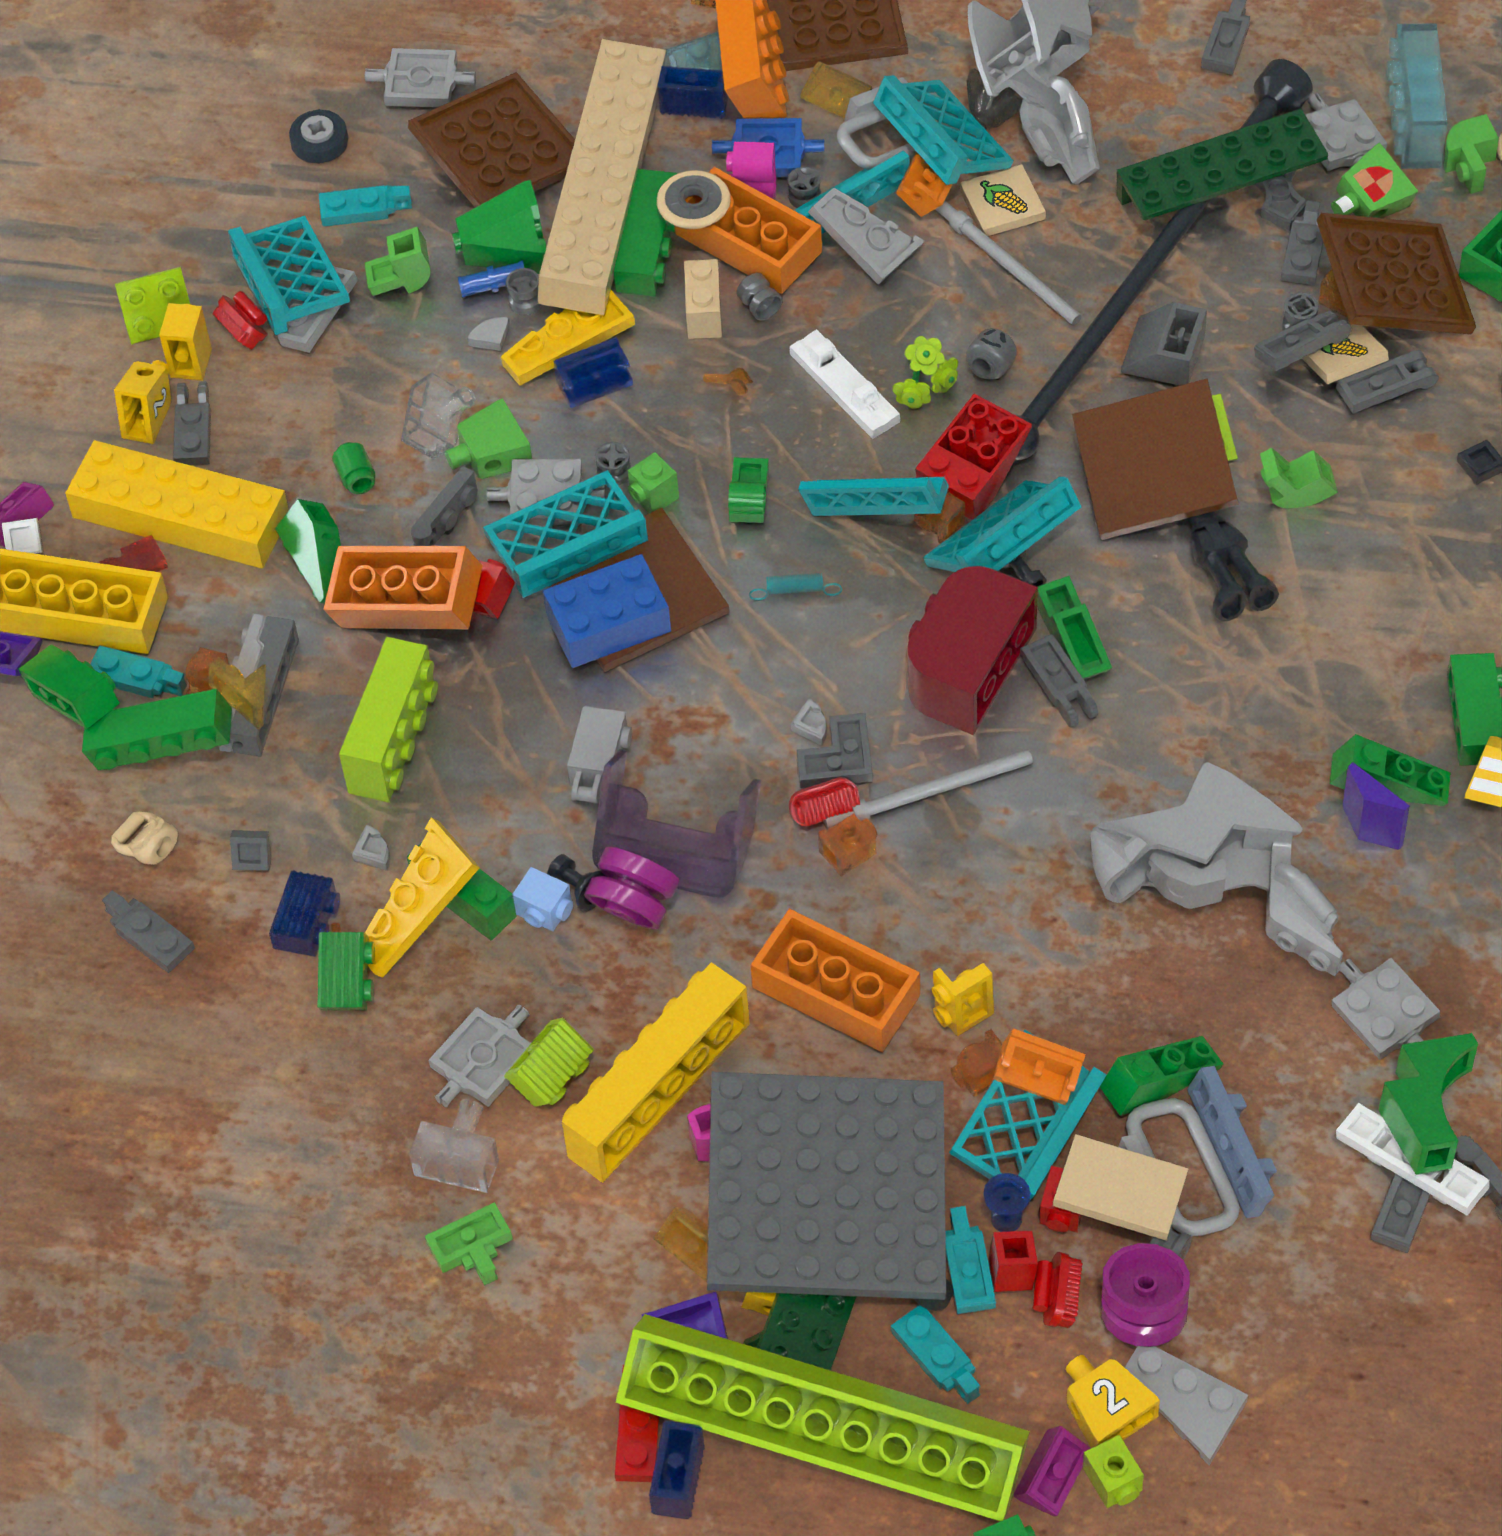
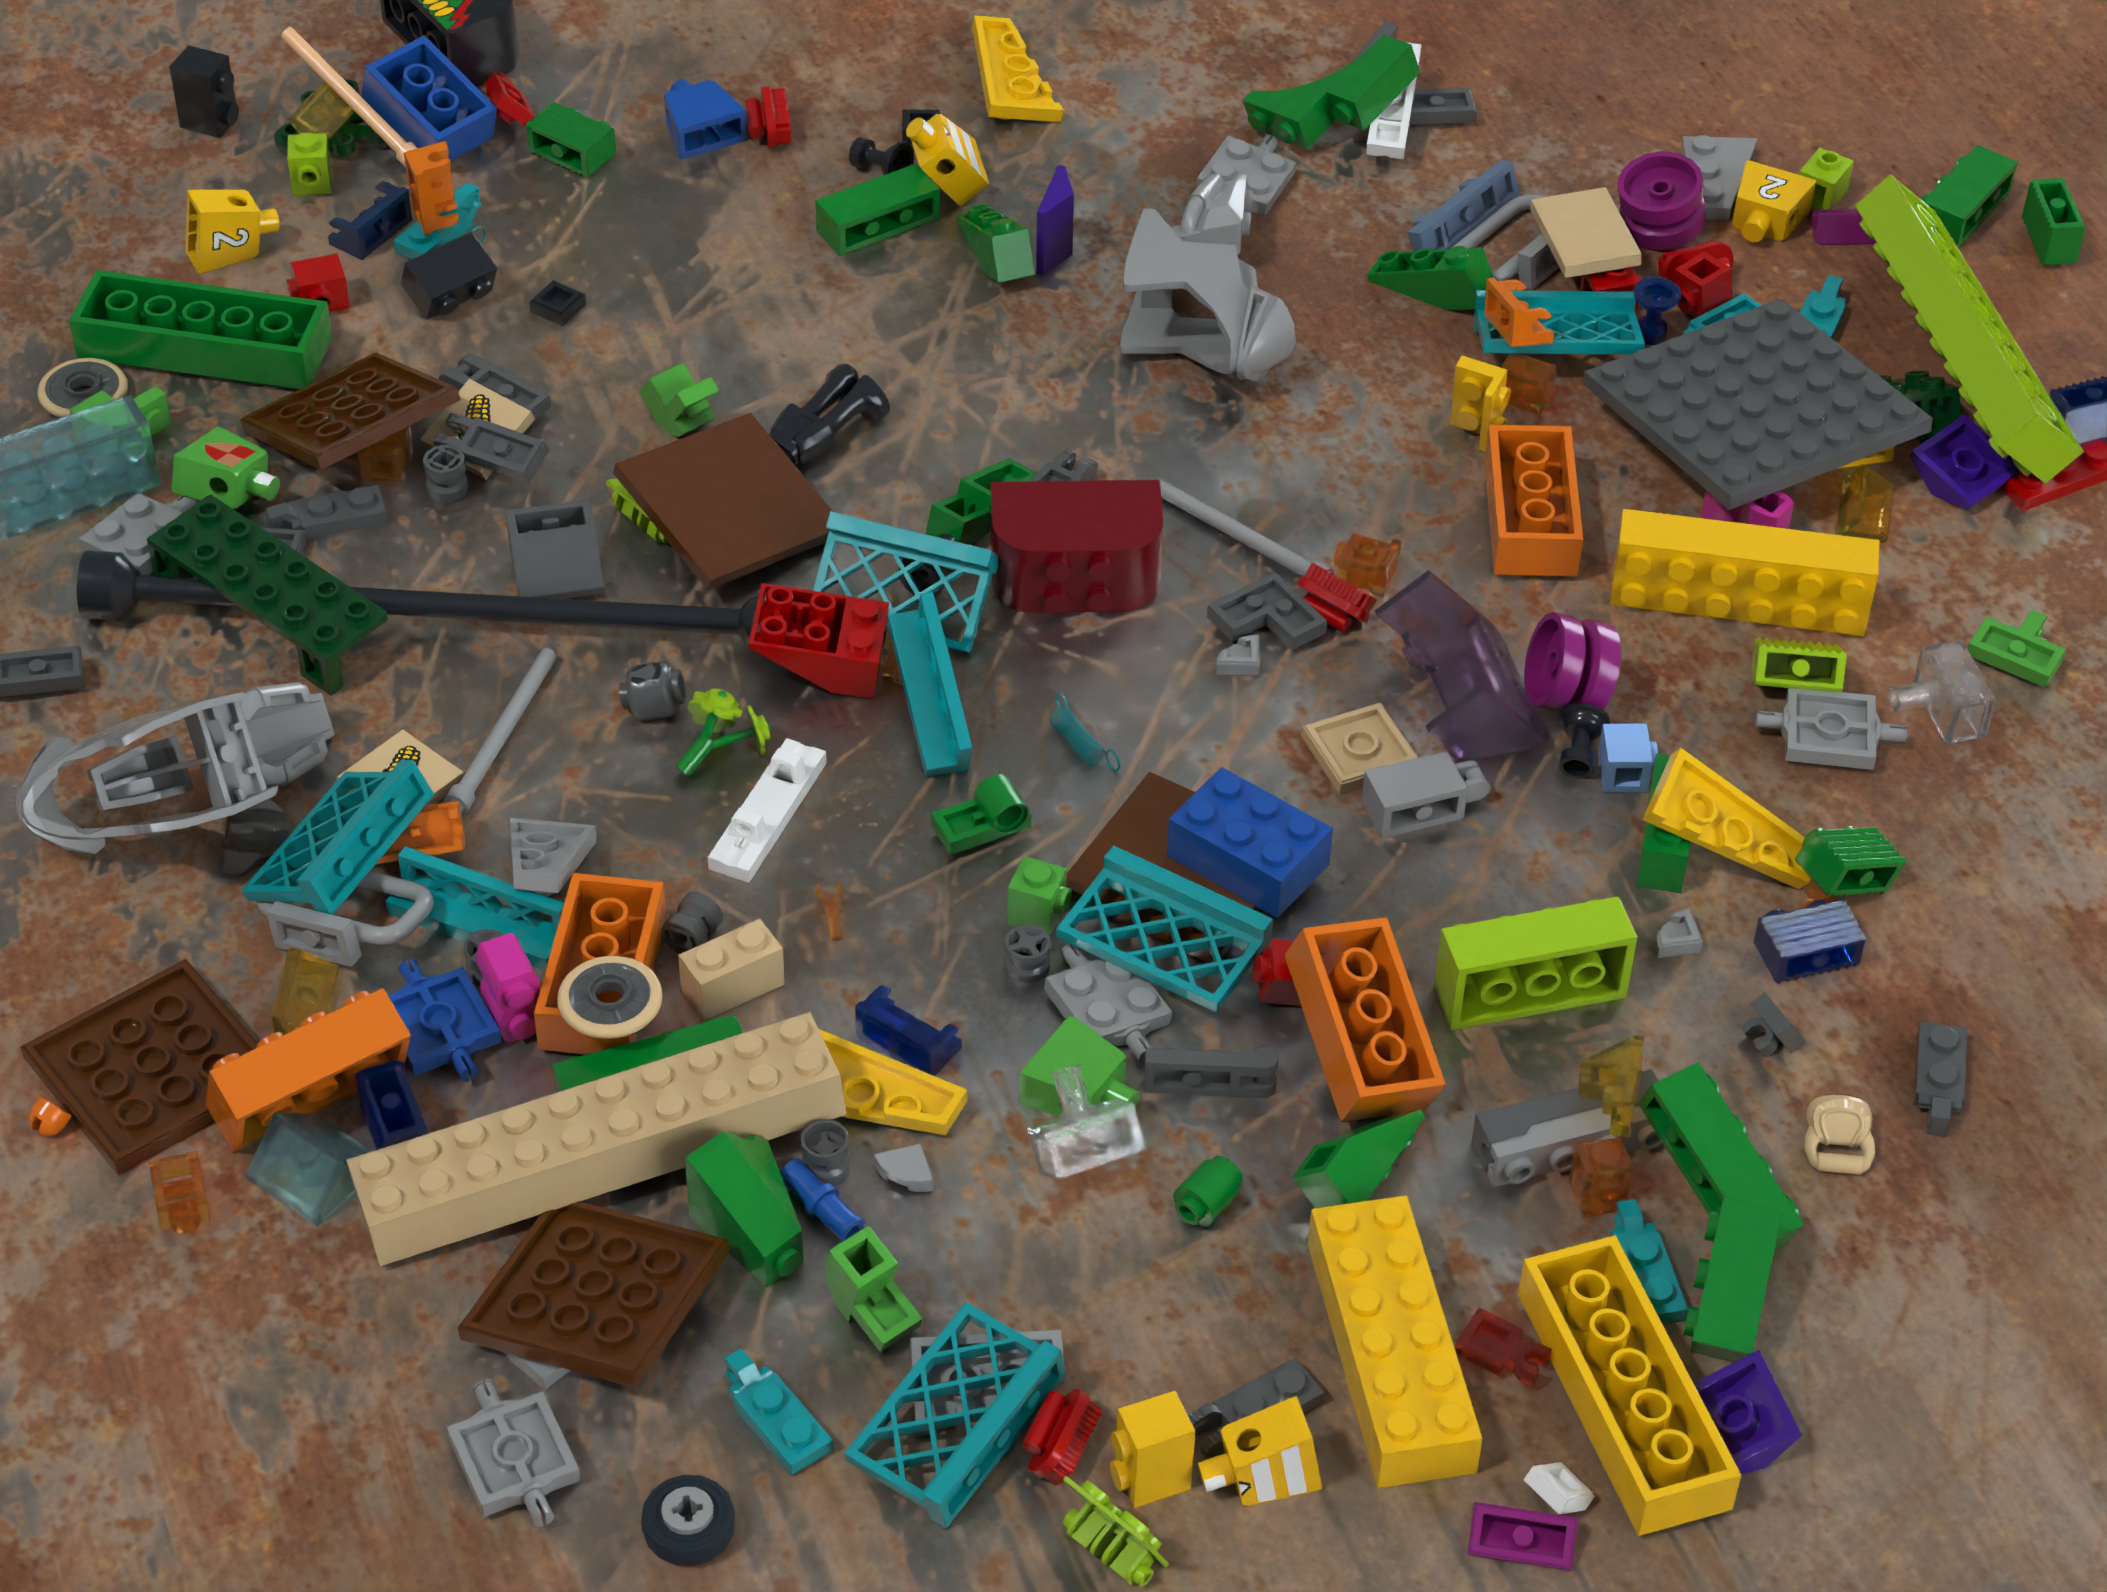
camera: 125 degrees left, 10 degrees down
(672, 750) = (1356, 743): none -> tan tile

